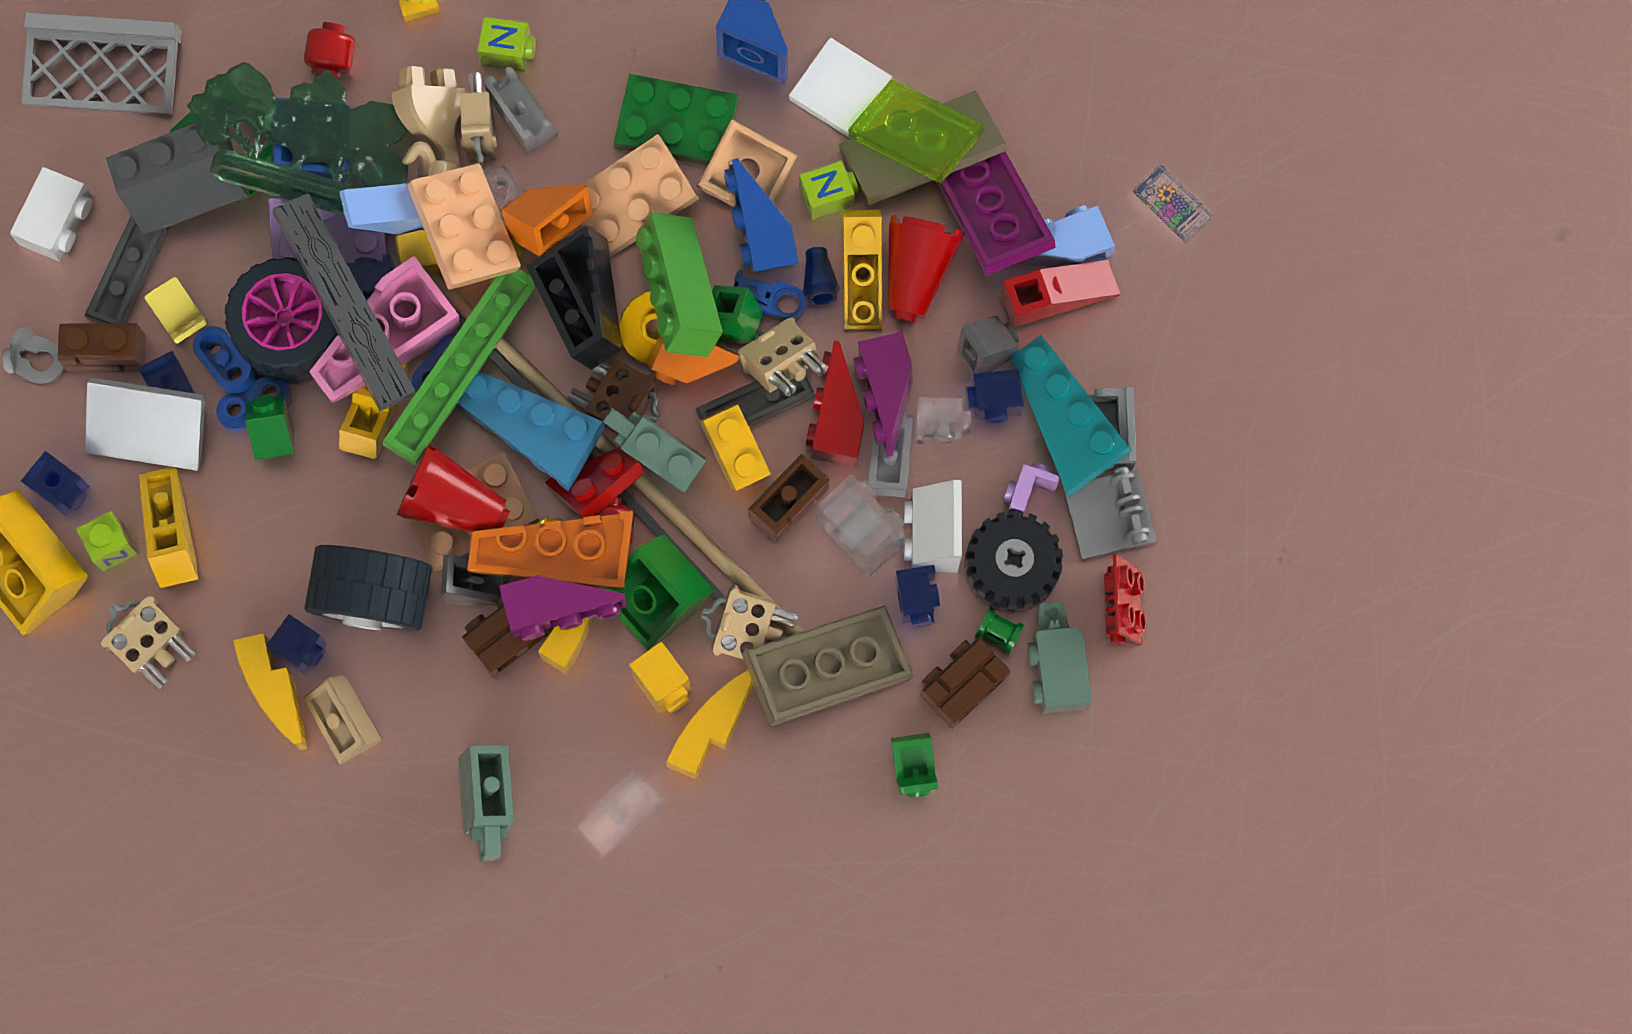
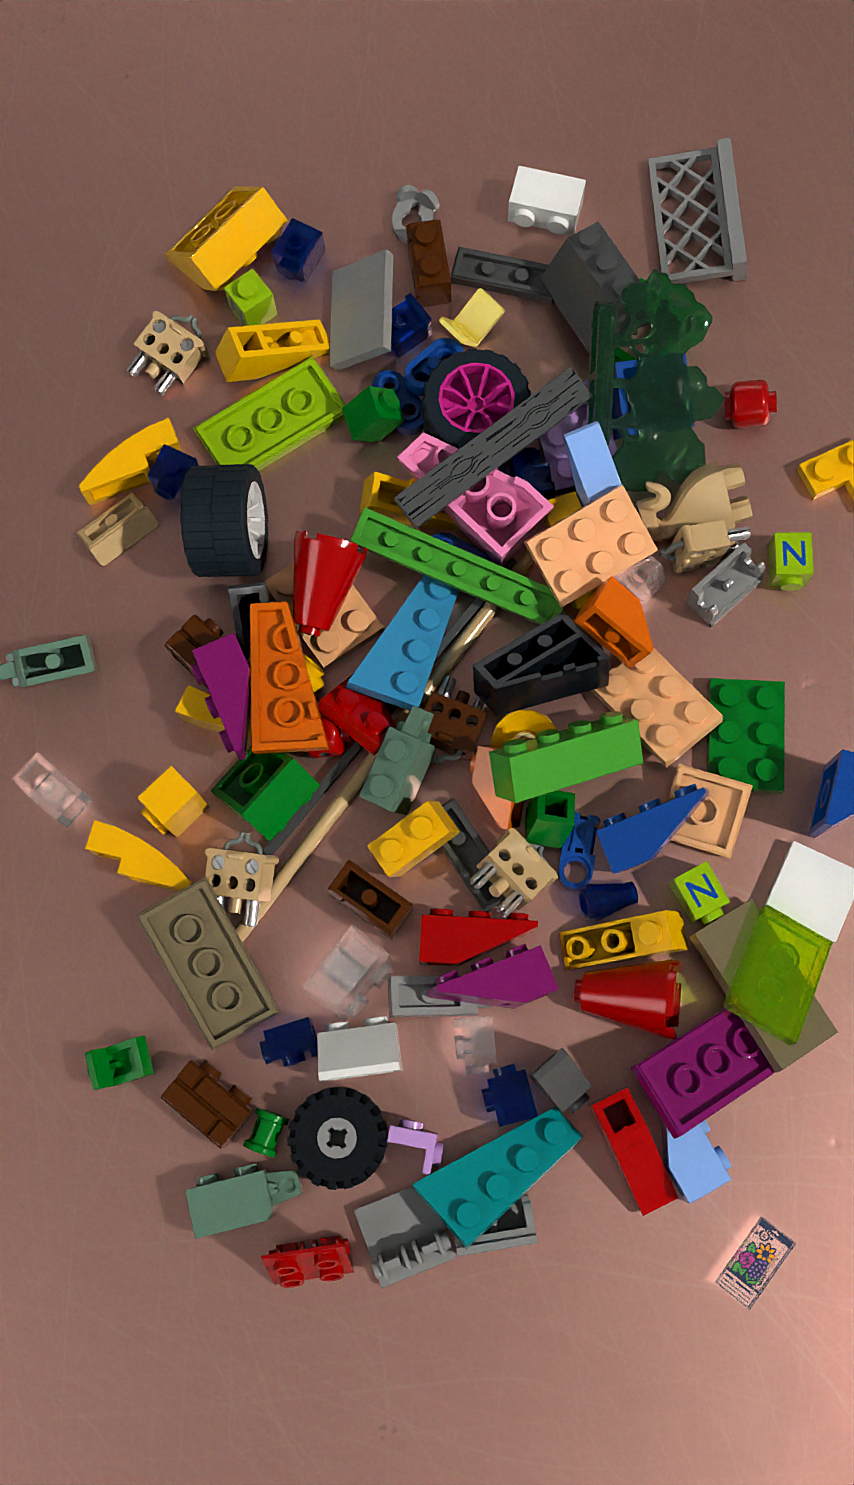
camera: 90 degrees right, 0 degrees up
(248, 540) = (273, 418): none -> lime tile

